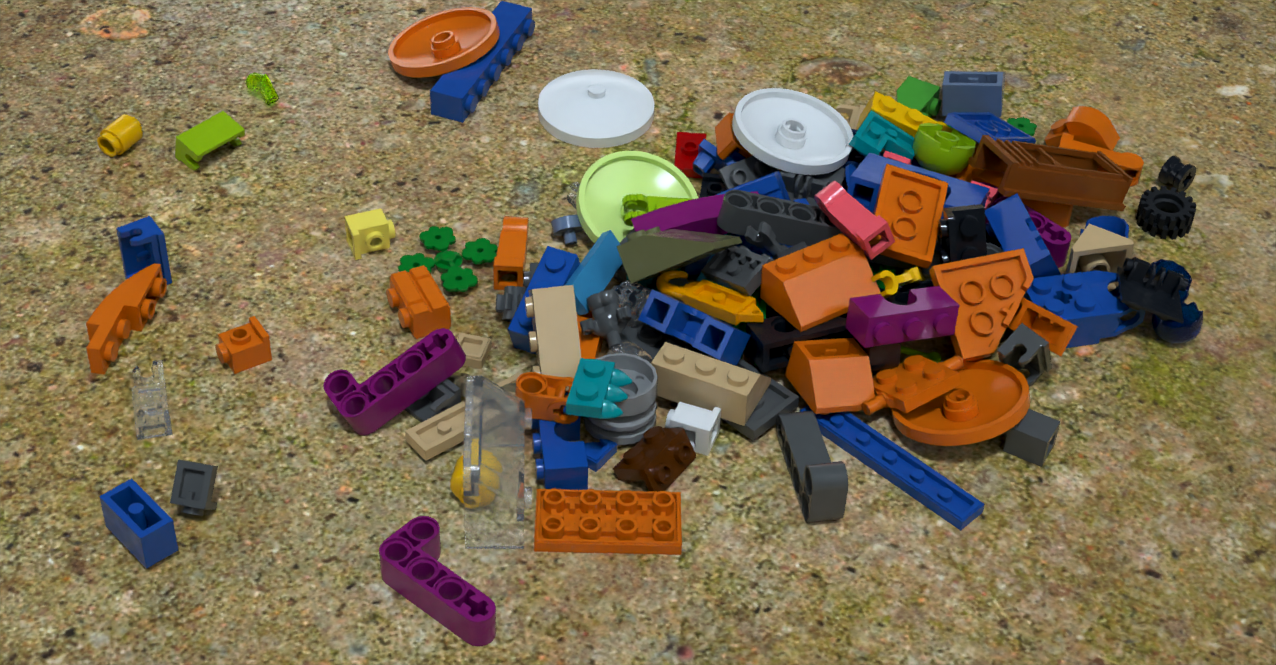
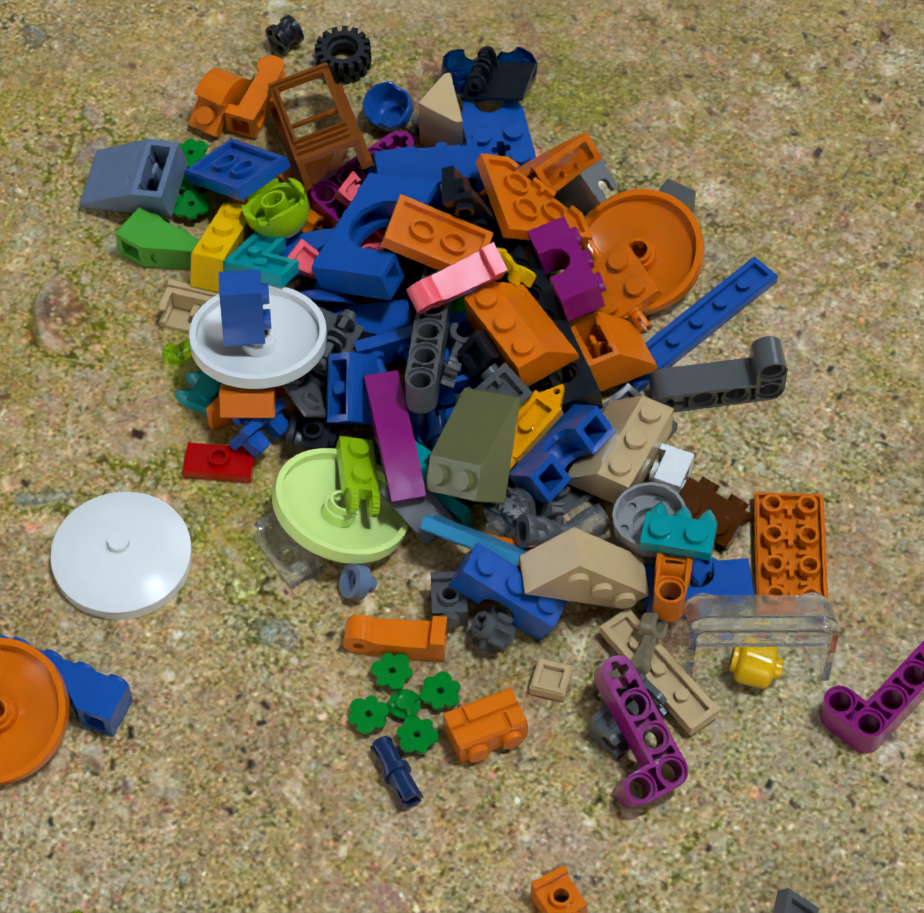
camera: 85 degrees left, 15 degrees up
(368, 232) = (365, 785): light yellow brick -> none
(380, 253) = (396, 772): none -> dark blue pin
(799, 93) = (242, 307): none -> blue brick

